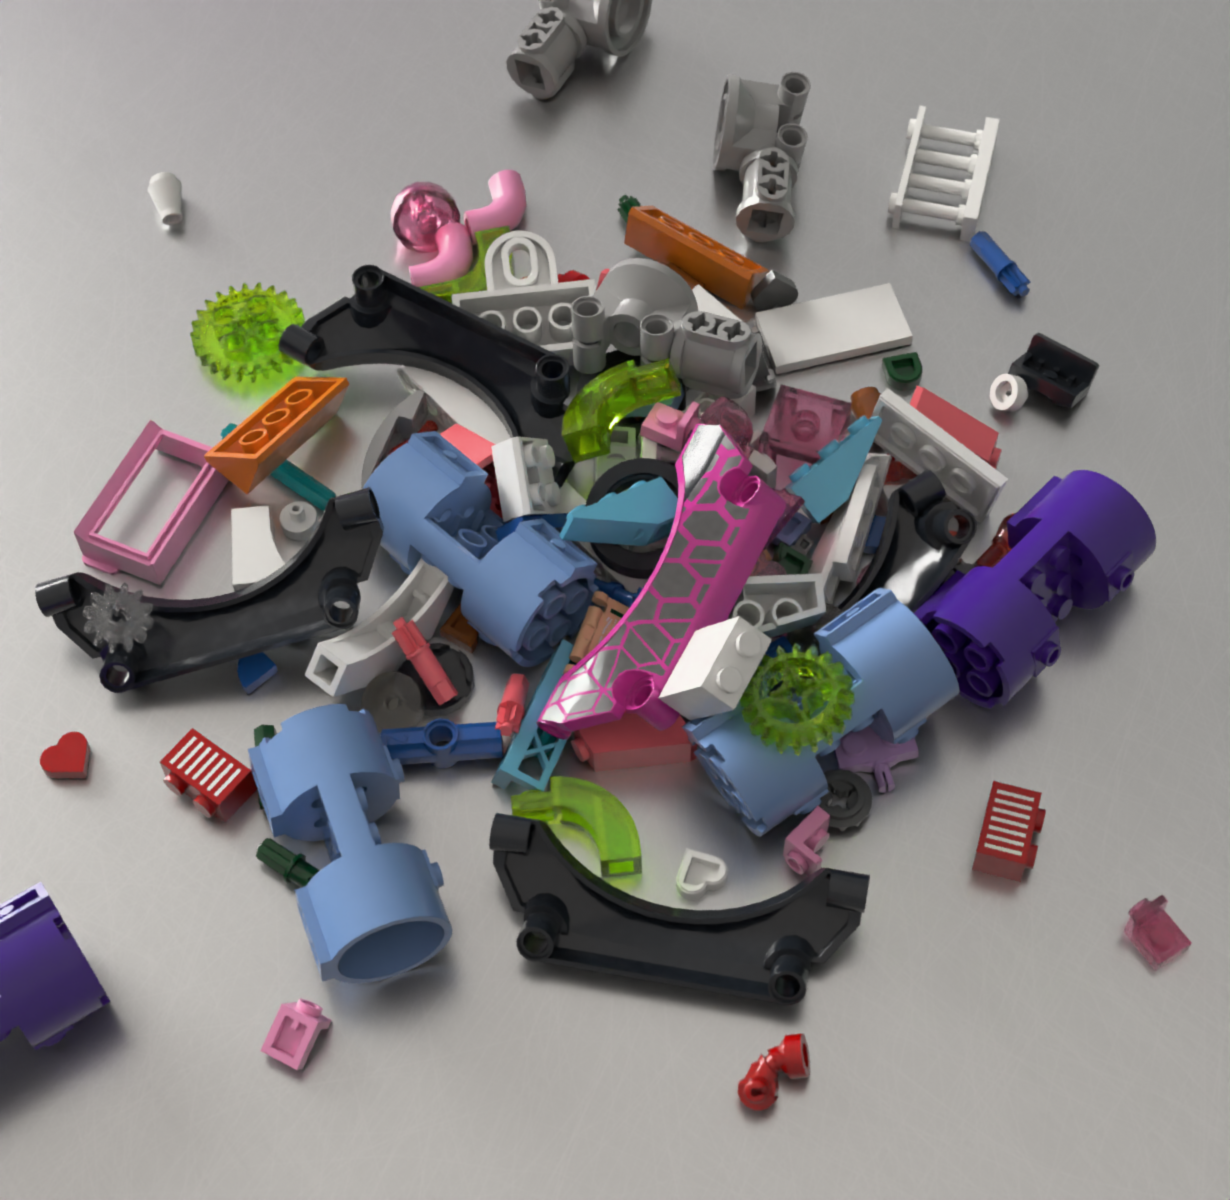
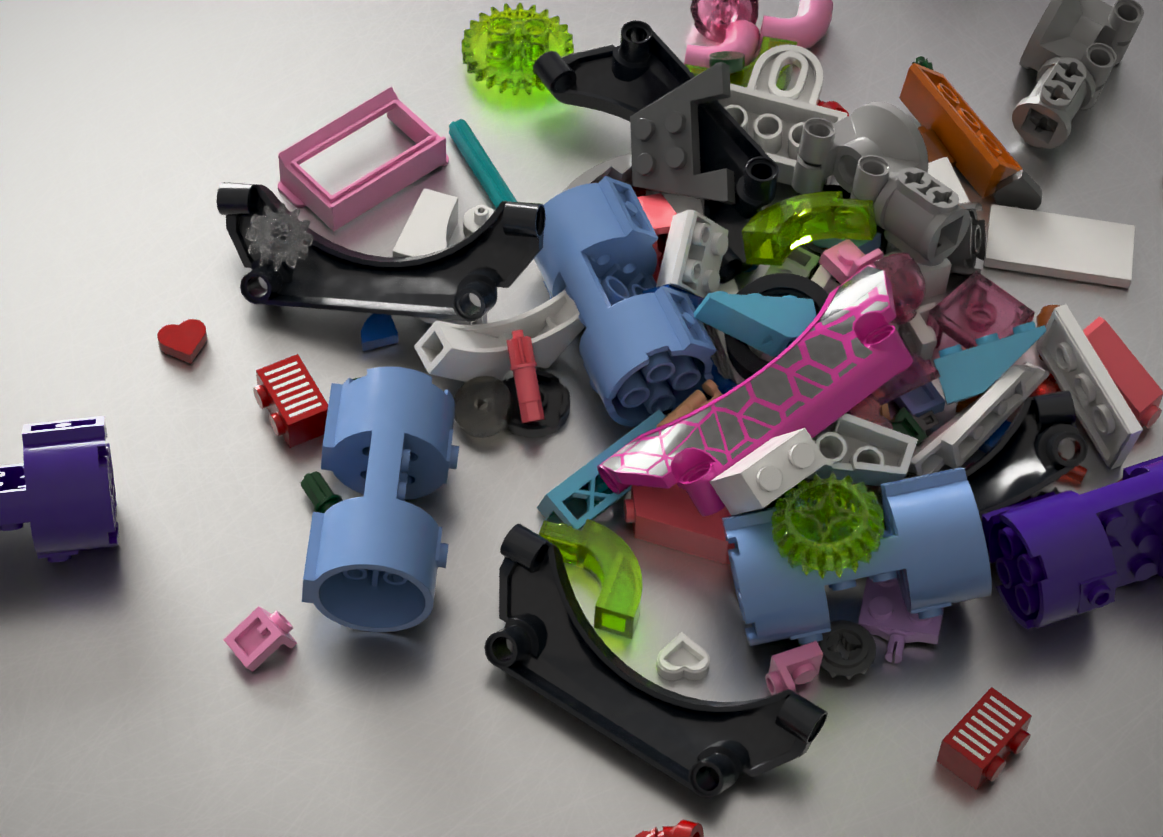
camera: 20 degrees right, 5 degrees down
(277, 429) = (498, 138): orange slope -> none
(445, 372) = (667, 141): none -> dark grey wing
(455, 270) = (734, 59): none -> dark green tile
(459, 631) = (574, 373): dark orange tile -> none
(466, 743) = (510, 456): blue piece -> none
(511, 709) = (586, 448): coral piece -> none
(903, 371) = (1108, 306): dark green tile -> none

